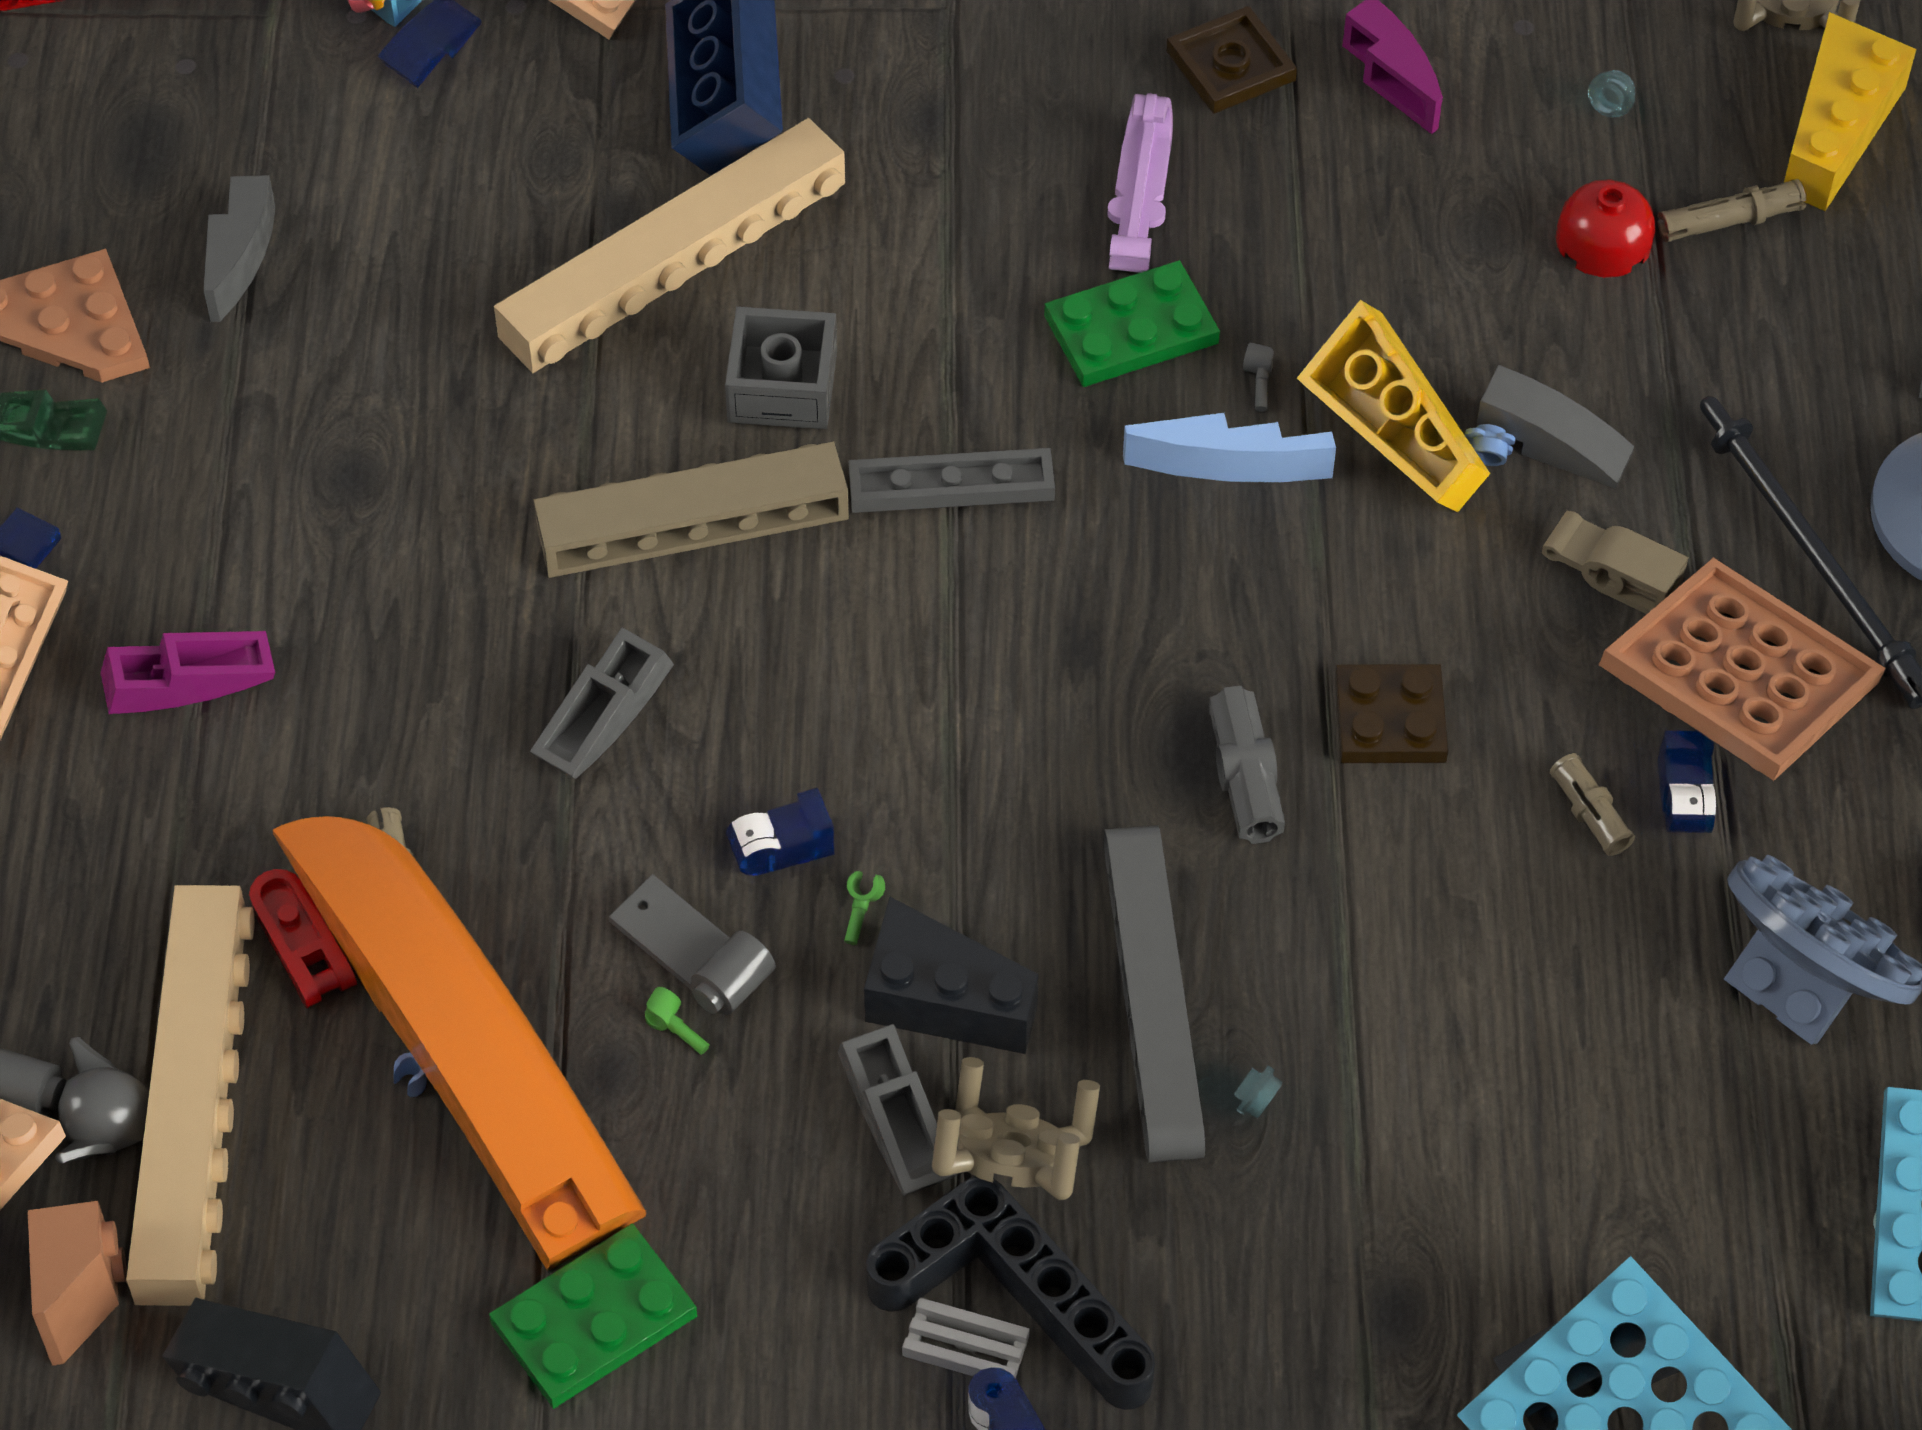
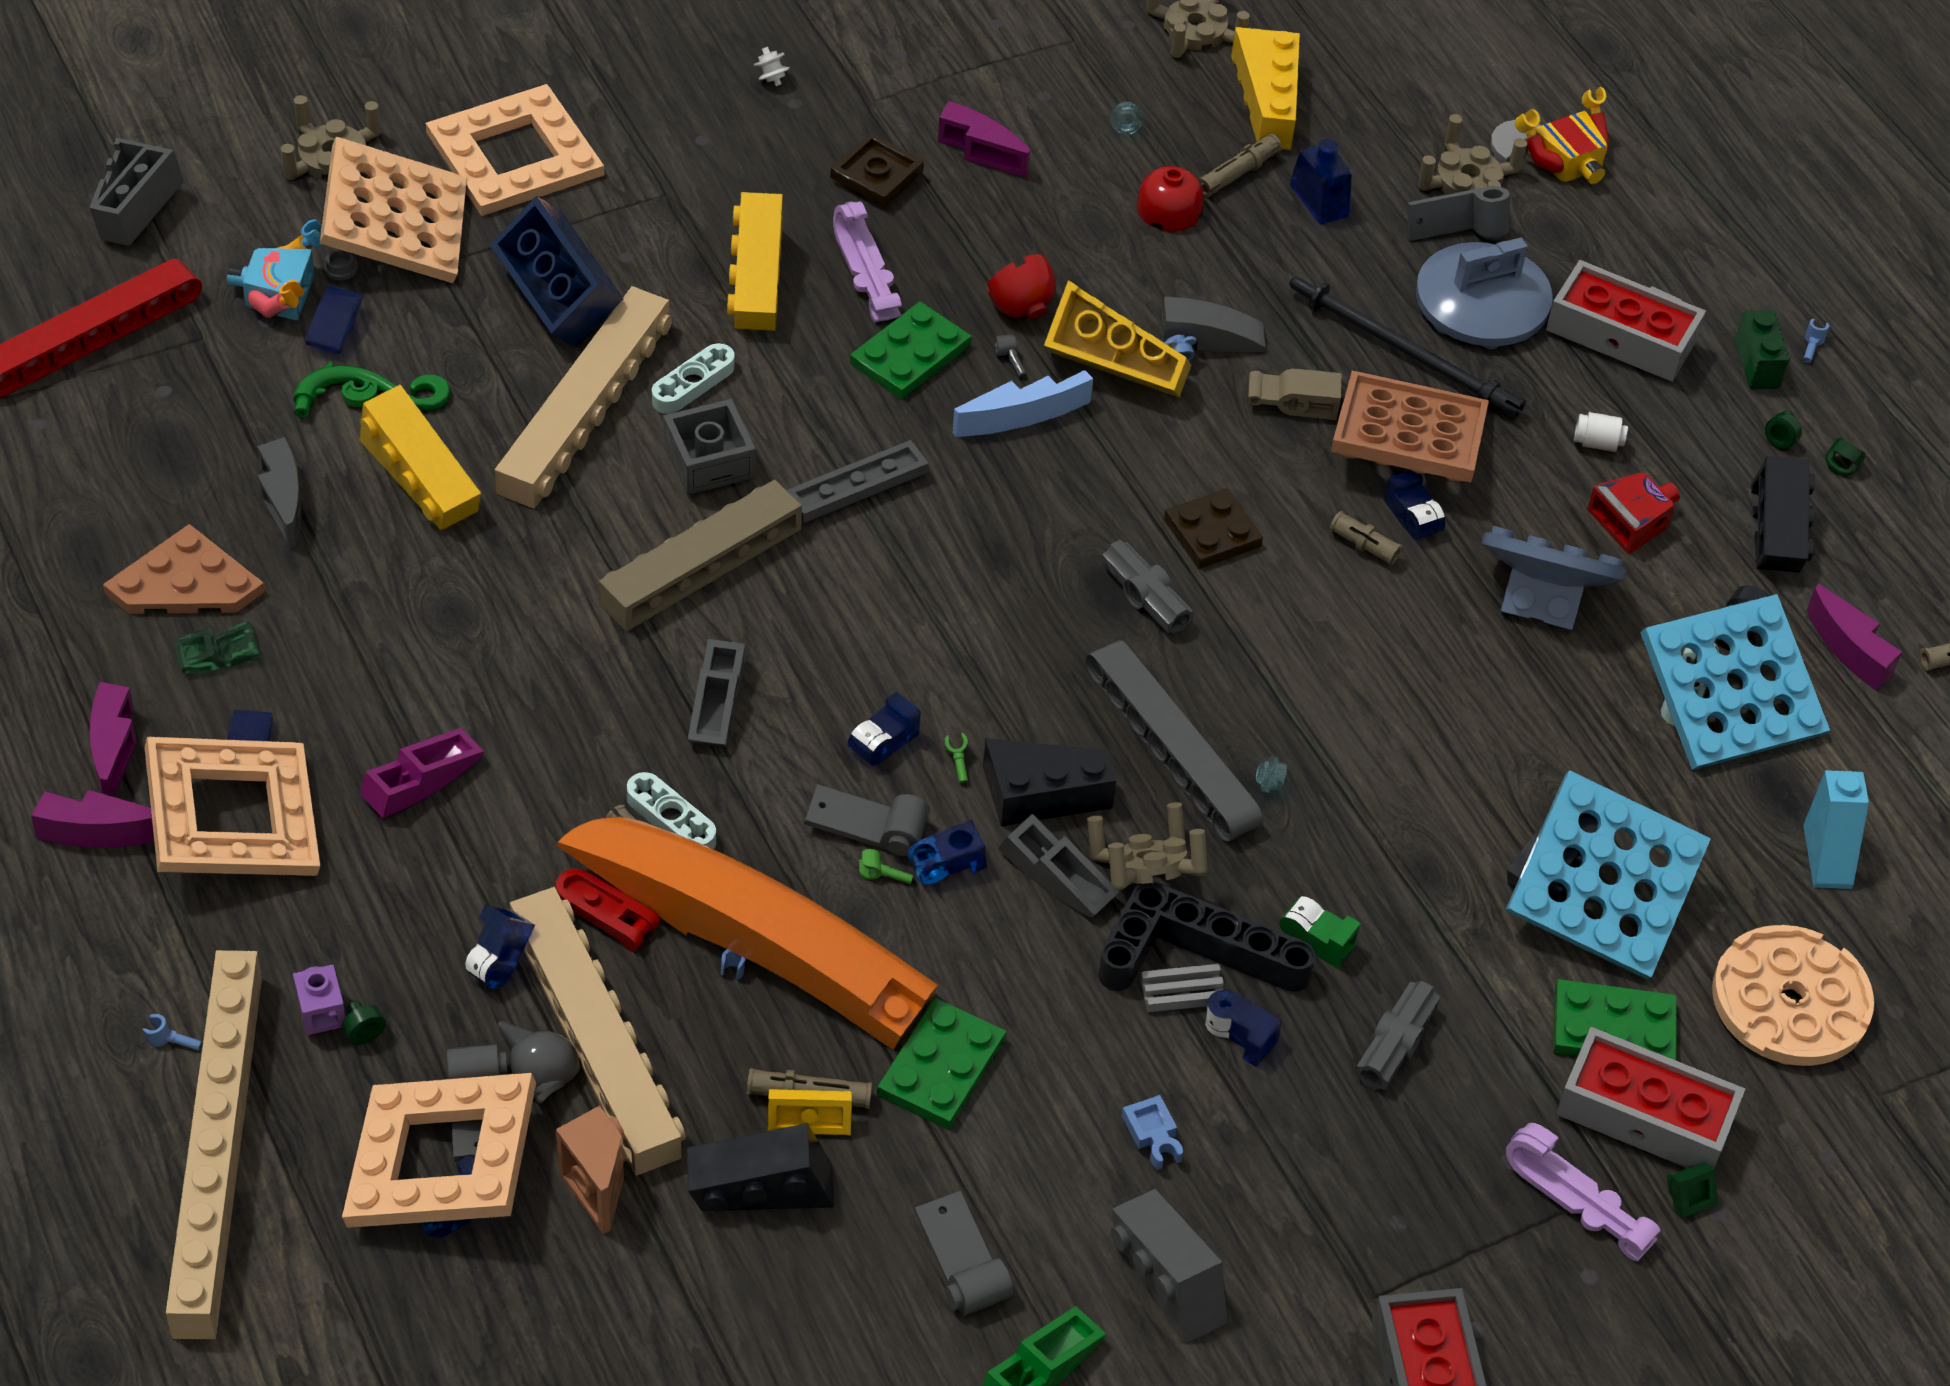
camera: 30 degrees left, 5 degrees down
(132, 937) = (498, 946): none -> clear blue leg
(382, 1312) = (823, 1110): none -> yellow plate
(384, 1269) = (761, 1081): none -> dark tan pin
(414, 259) = (417, 458): none -> yellow wedge
(430, 138) = (371, 382): none -> green plant
(447, 863) = (664, 799): none -> light aqua beam
(764, 1034) = (948, 853): none -> clear blue leg
(816, 283) = (689, 391): none -> light aqua beam
(991, 136) = (757, 261): none -> yellow wedge
(1193, 1339) = (1325, 932): none -> green leg
(1320, 290) = (1024, 289): none -> red cylinder
(1828, 254) = (1323, 182): none -> clear blue torso

